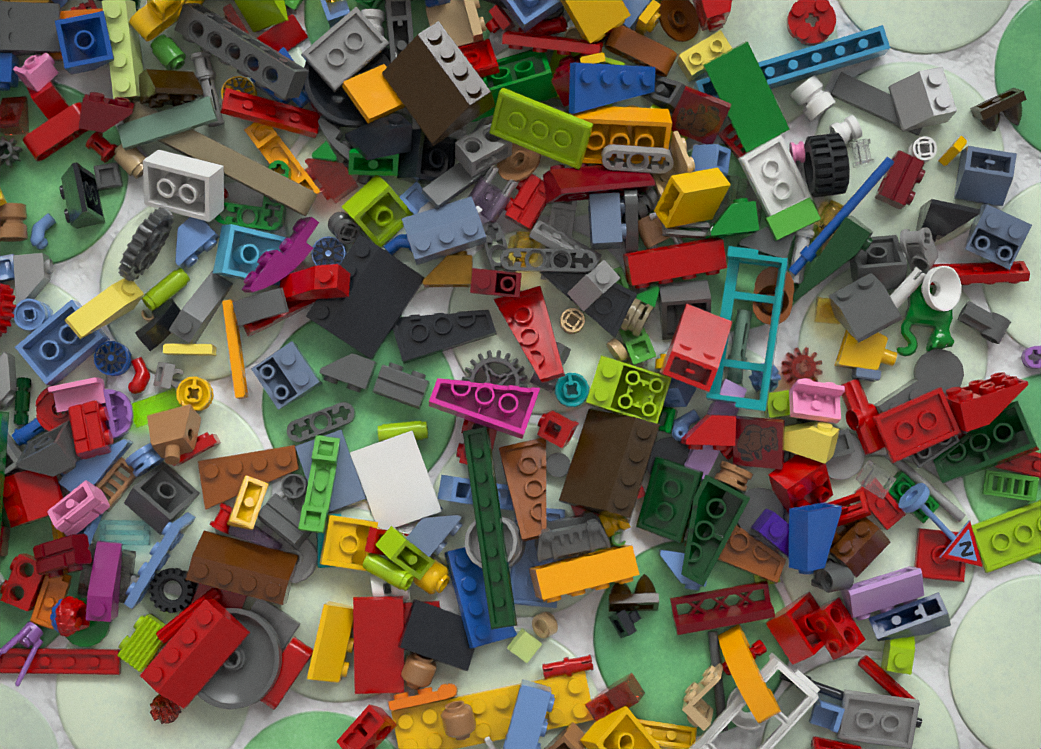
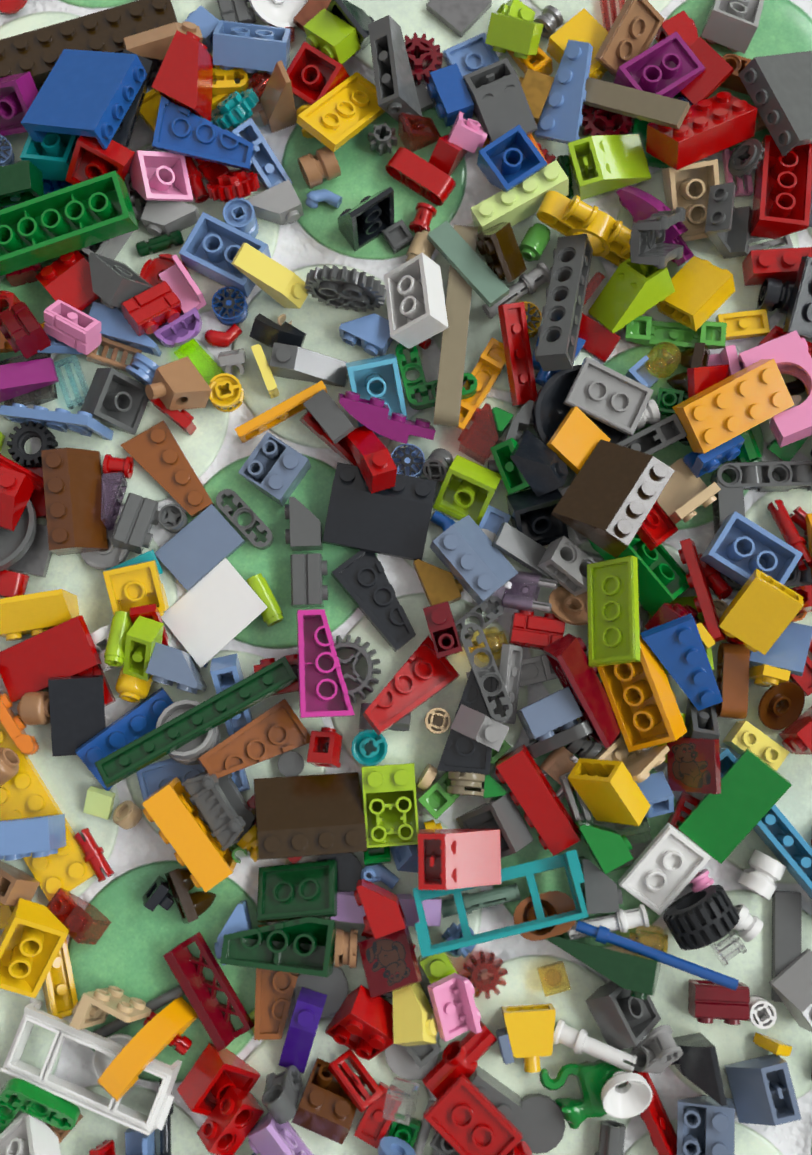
camera: 65 degrees right, 5 degrees down
(27, 432) = (128, 256): blue pin -> none
(103, 113) = (451, 201): dark red slope -> none
(165, 289) = (313, 326): lime piece -> none
(247, 503) = (137, 480): yellow slope -> none
(320, 484) = (181, 541): bright green slope -> none
(499, 20) = (700, 532): red tile -> none
(644, 166) = (637, 736): light grey beam -> none
(792, 219) = (631, 904): bright green tile -> none
(811, 535) = (314, 1058): blue slope -> none
(864, 307) = (571, 1019): dark grey slope -> none

